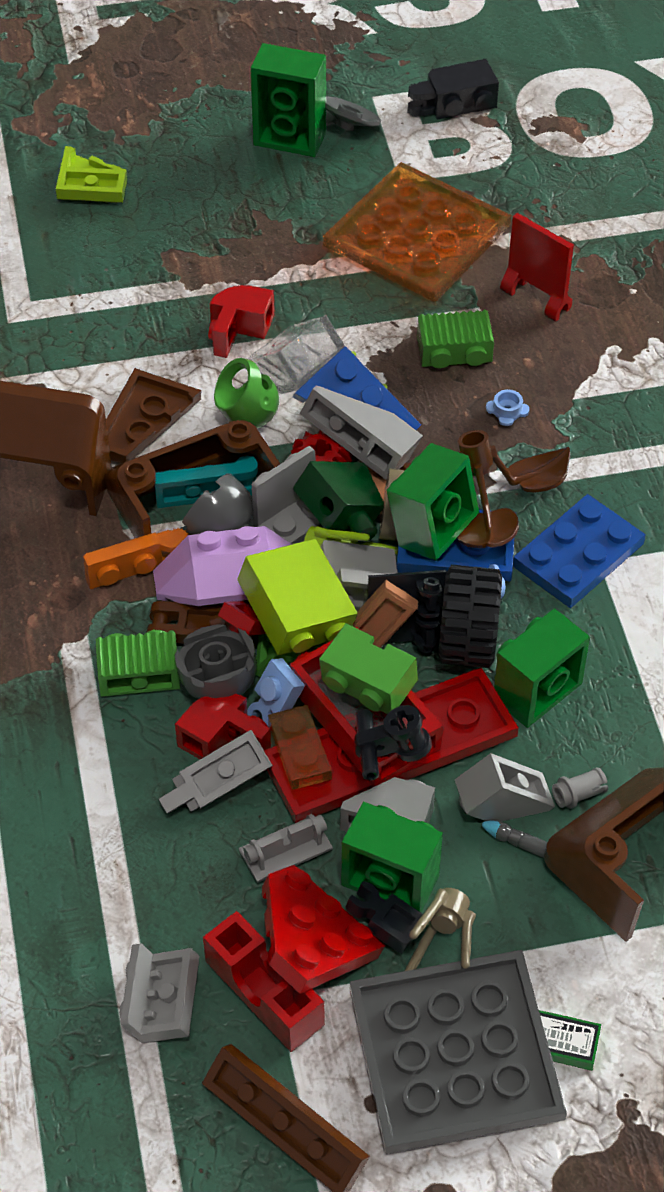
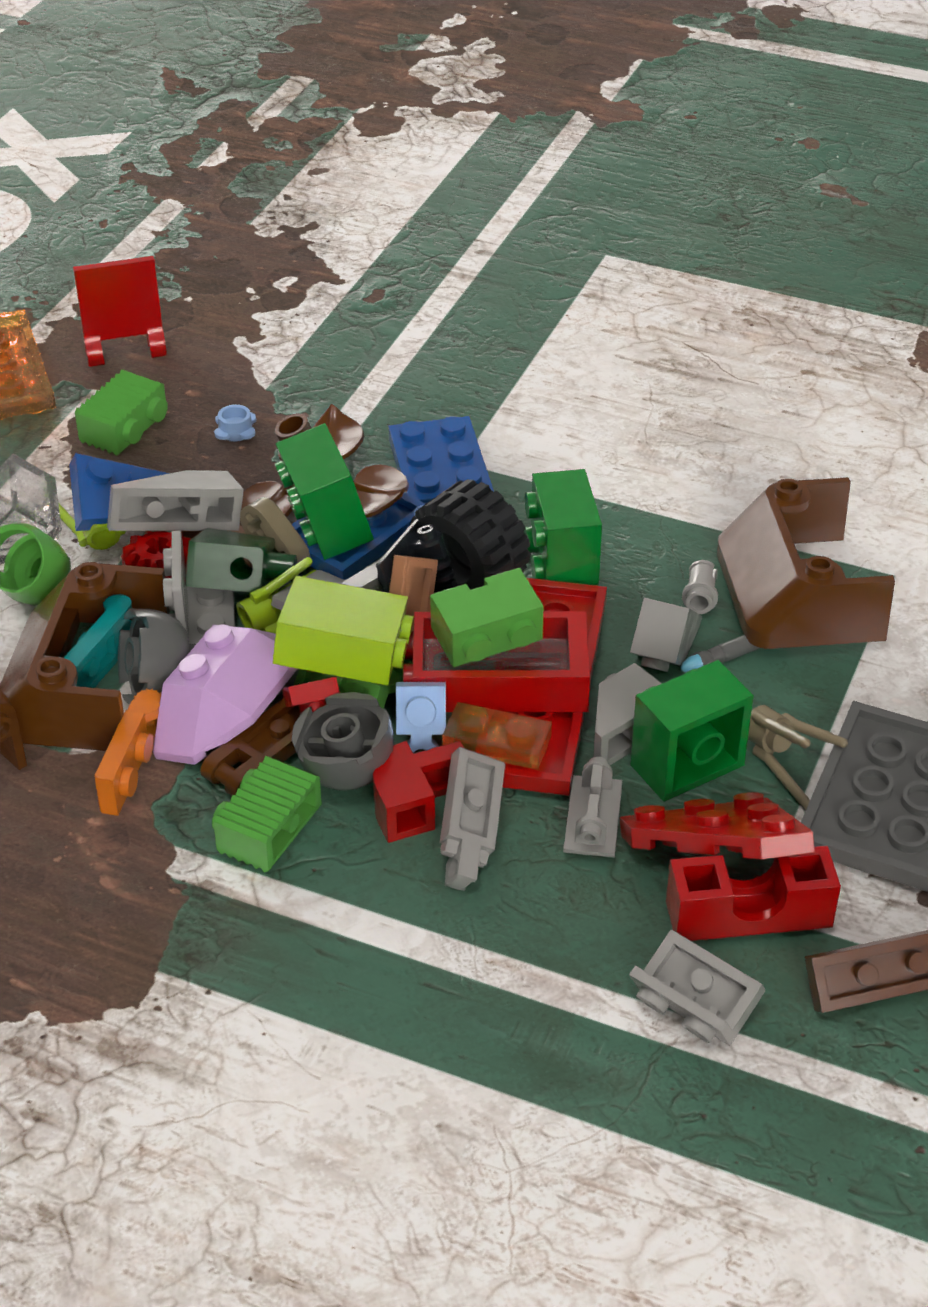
camera: 55 degrees left, 10 degrees down
(389, 919) = (739, 774): black plate -> none
(390, 738) = (589, 635): black piece -> none

